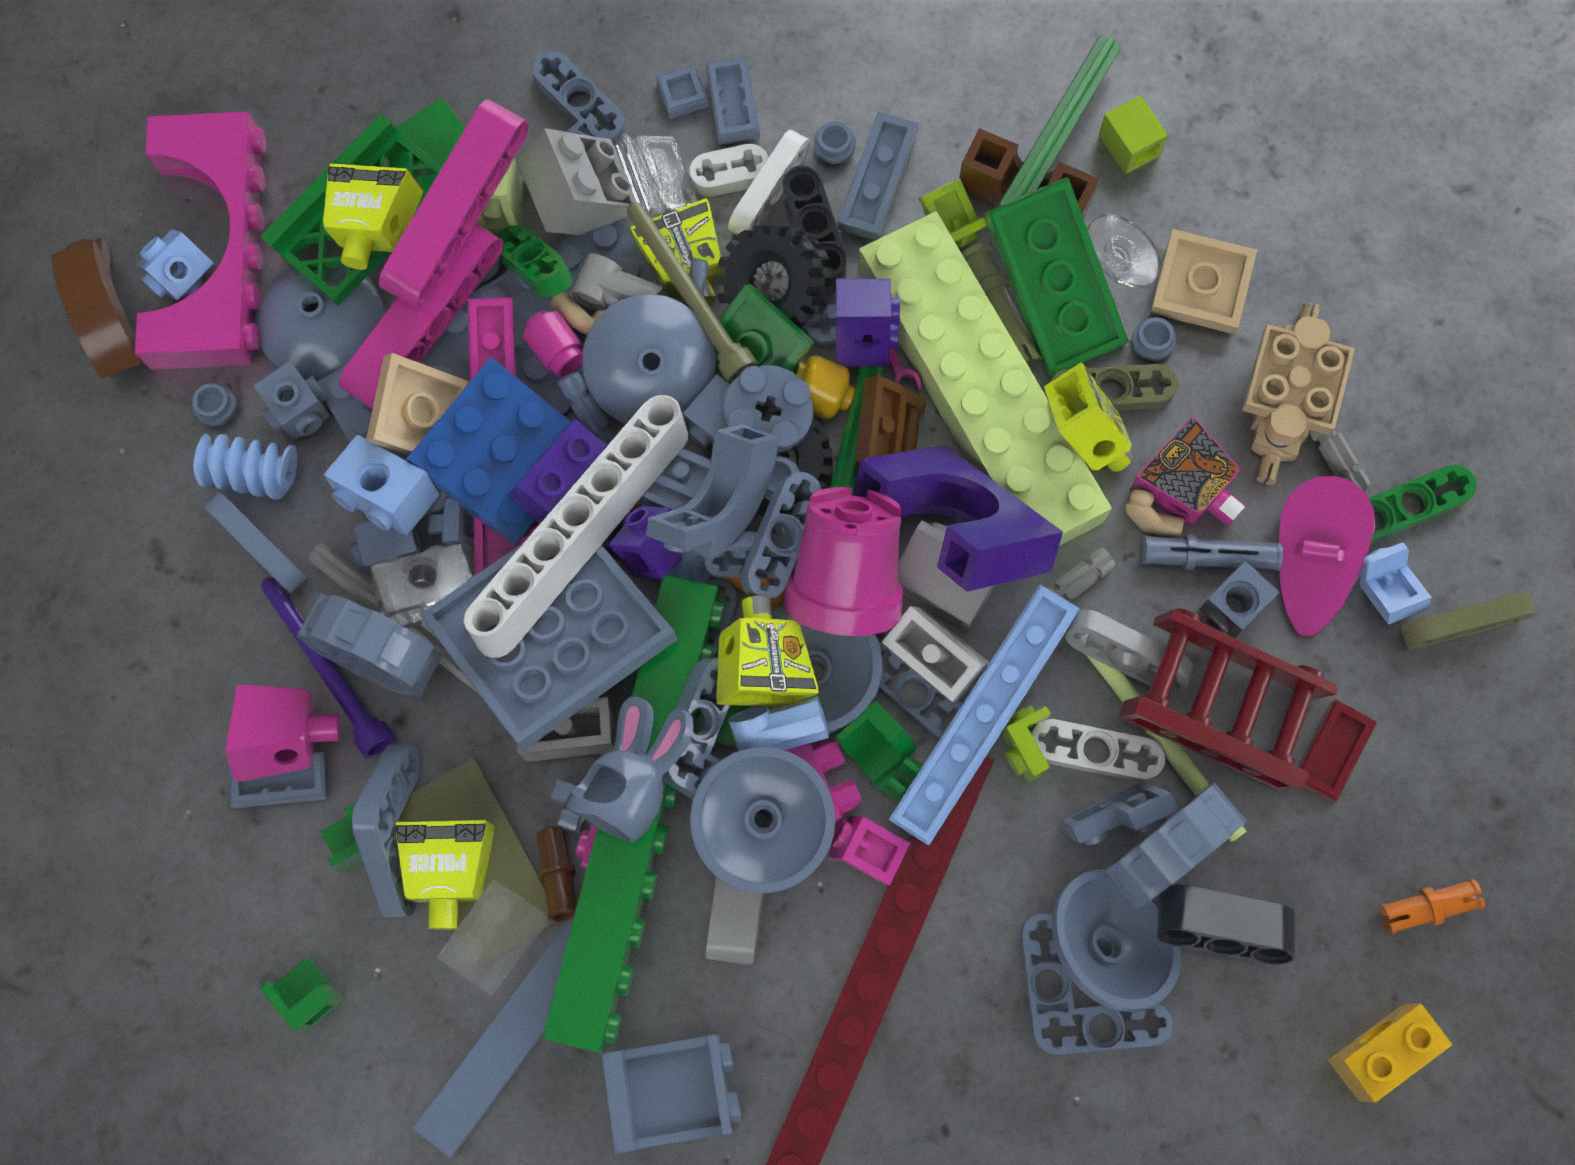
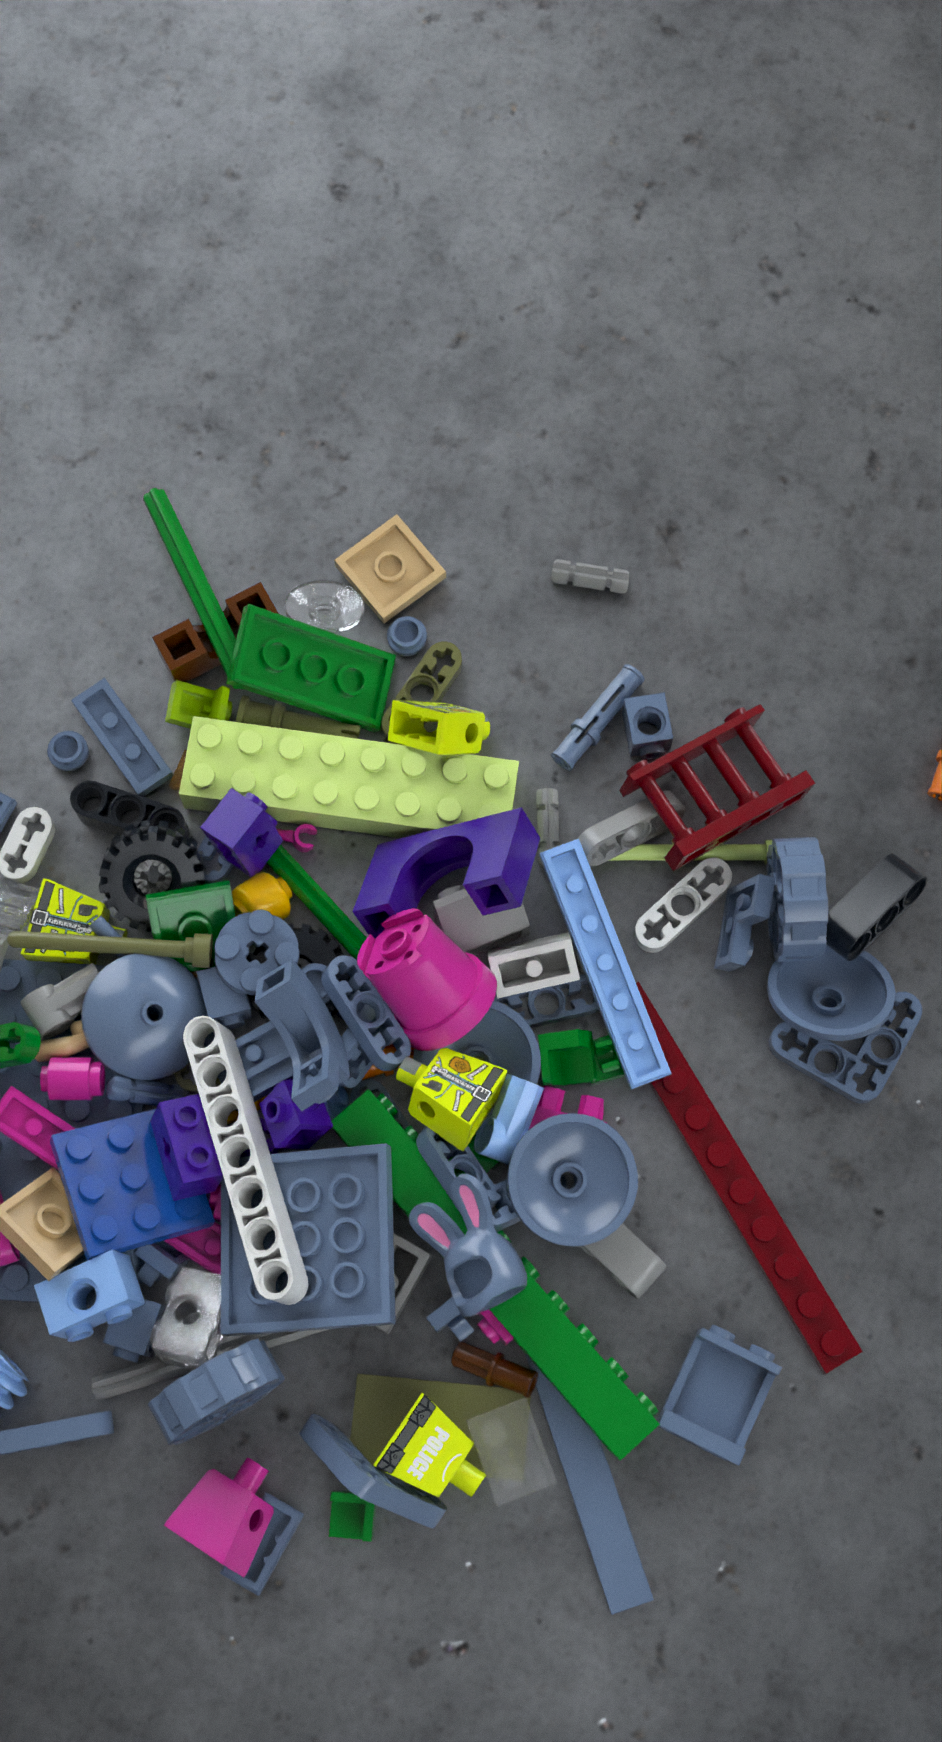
camera: 60 degrees left, 0 degrees up
(302, 995) = (448, 1635): green panel -> none
(370, 734) = (277, 1444): dark purple piece -> none
(768, 183) = (65, 824): white beam -> none
(868, 848) = (642, 1118): dark pink bracket -> none
(888, 418) = (329, 872): reddish brown plate -> none
(1023, 750) = (649, 956): lime bracket -> none
(1133, 134) = (238, 531): lime panel -> none
(1149, 520) = (542, 741): tan arm -> none
(1192, 477) = (532, 689): torso -> none
(1294, 388) = (521, 567): tan piece -> none
(1324, 542) = (650, 634): dark pink shield -> none
(1335, 750) = (799, 740): dark red tile -> none
(1392, 584) = (712, 612): light blue bracket -> none
(1397, 519) = (658, 572): green beam -> none
(1468, 620) = (773, 582): olive beam -> none

